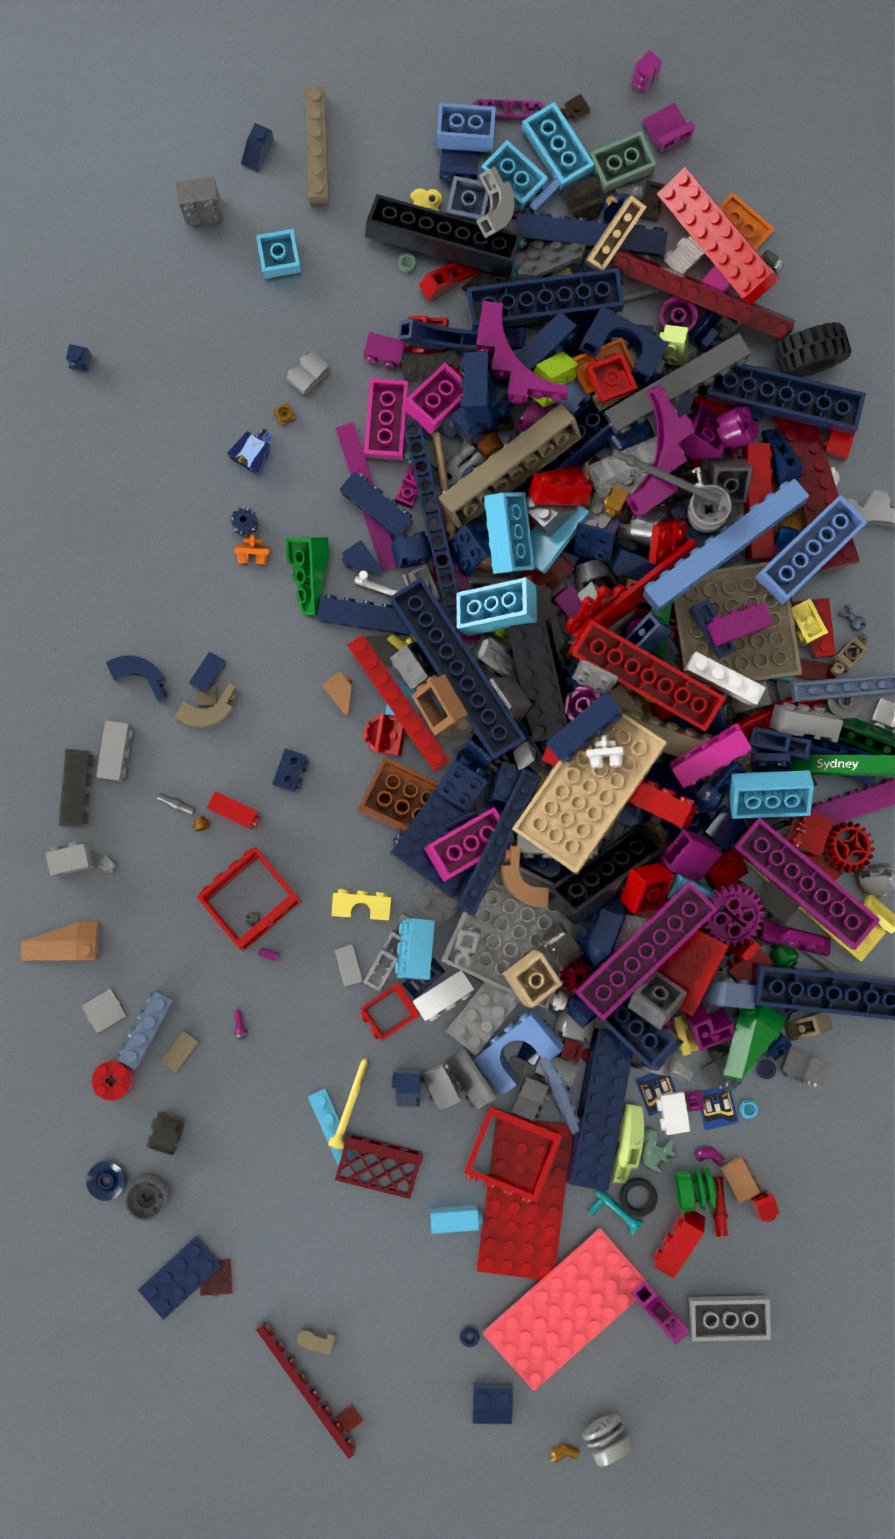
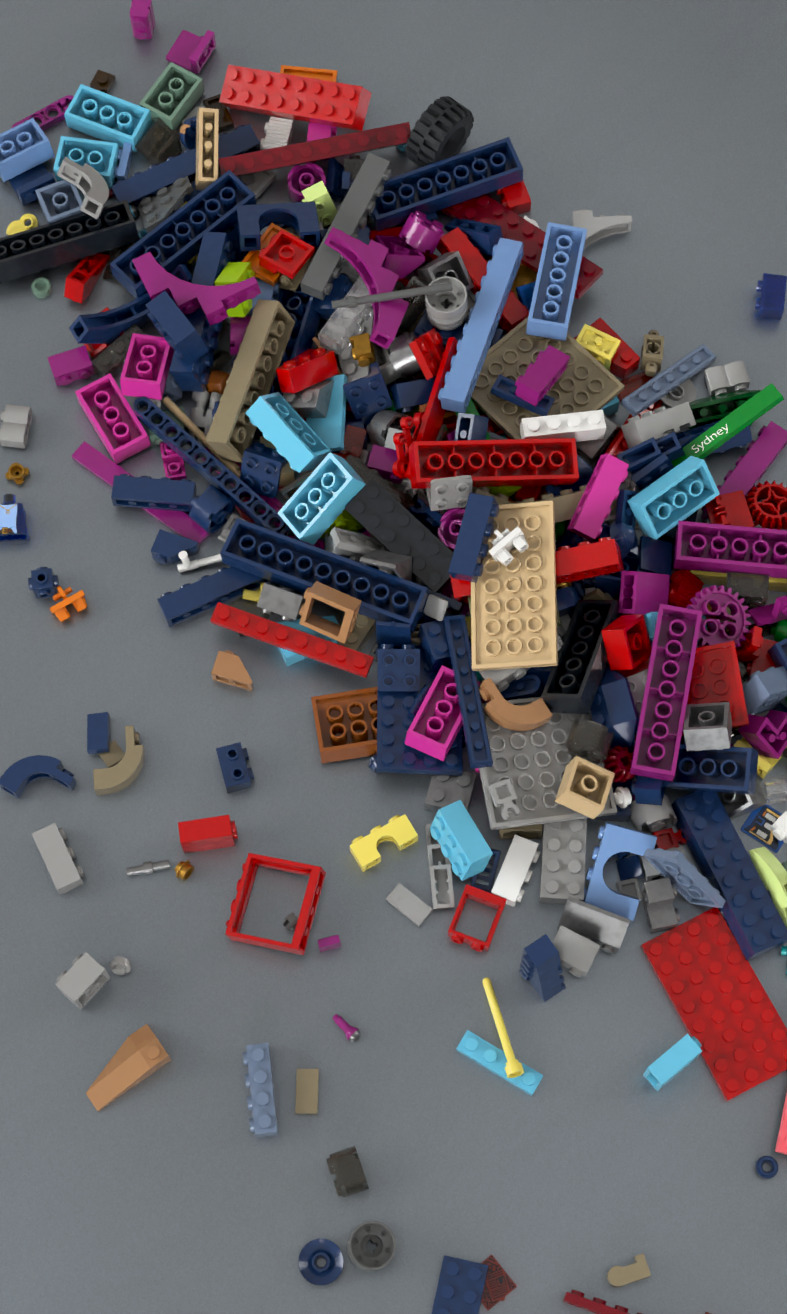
camera: 30 degrees left, 15 degrees down
(75, 788) = (44, 916): clear smoke brick -> none
(104, 1010) = (209, 1104): light grey piece -> none
(104, 1087) = (258, 1172): red brick -> none
(309, 563) = (127, 582): green wedge -> none
(385, 735) = (299, 680): red slope -> none
(385, 1150) = (567, 1046): dark red fence -> none
(522, 1123) = (671, 931): red window -> none
(856, 620) = (638, 325): sand blue arm -> none

